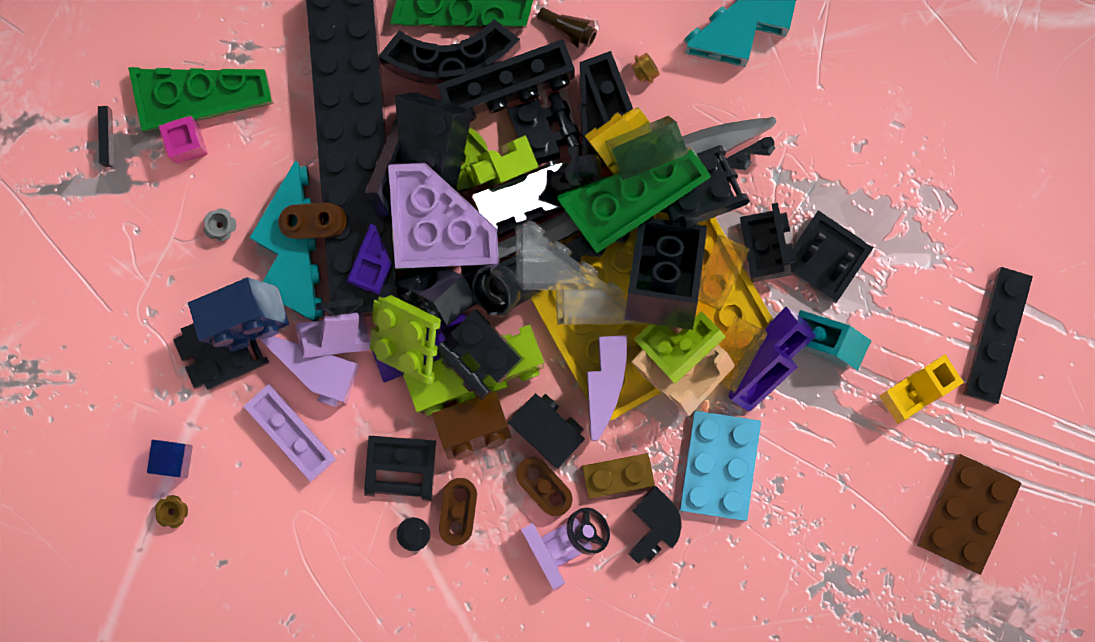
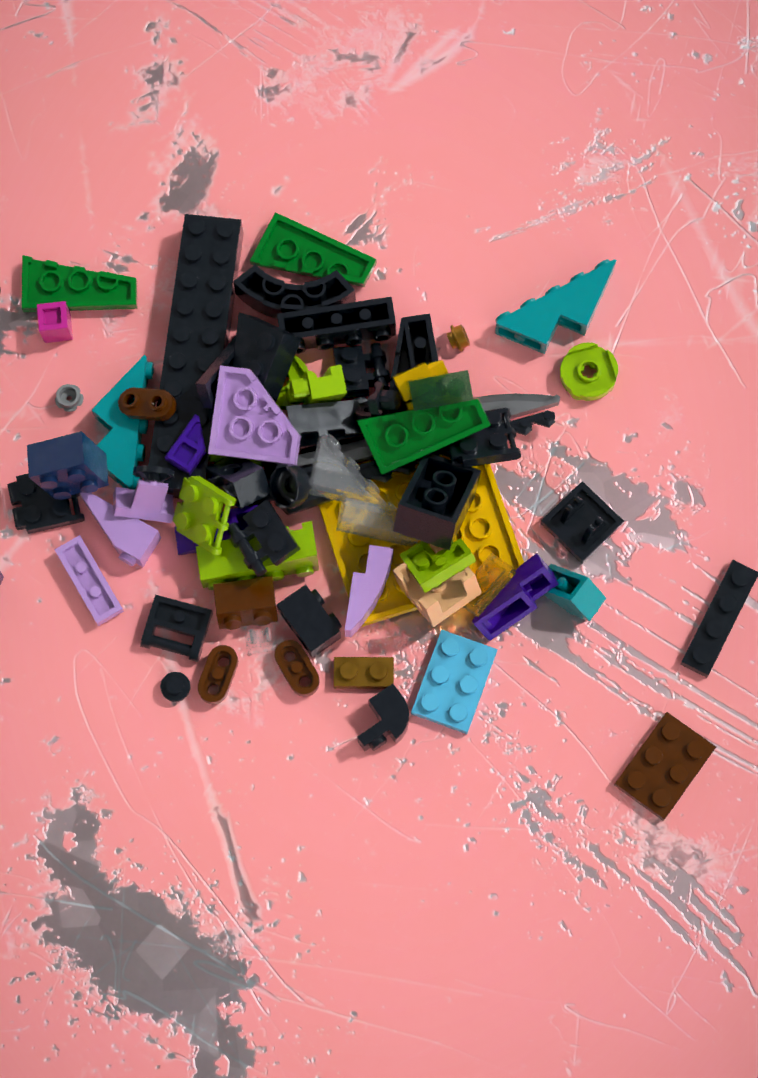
camera: 15 degrees right, 10 degrees down
(566, 543) = (306, 720): lavender piece -> none
(576, 30) = (406, 296): dark brown cone -> none
(721, 271) = (486, 514): clear yellow plate -> none
(768, 252) = (531, 500): black bracket -> none
(805, 62) = (596, 358): none -> lime plate
(921, 388) = (642, 647): yellow brick -> none

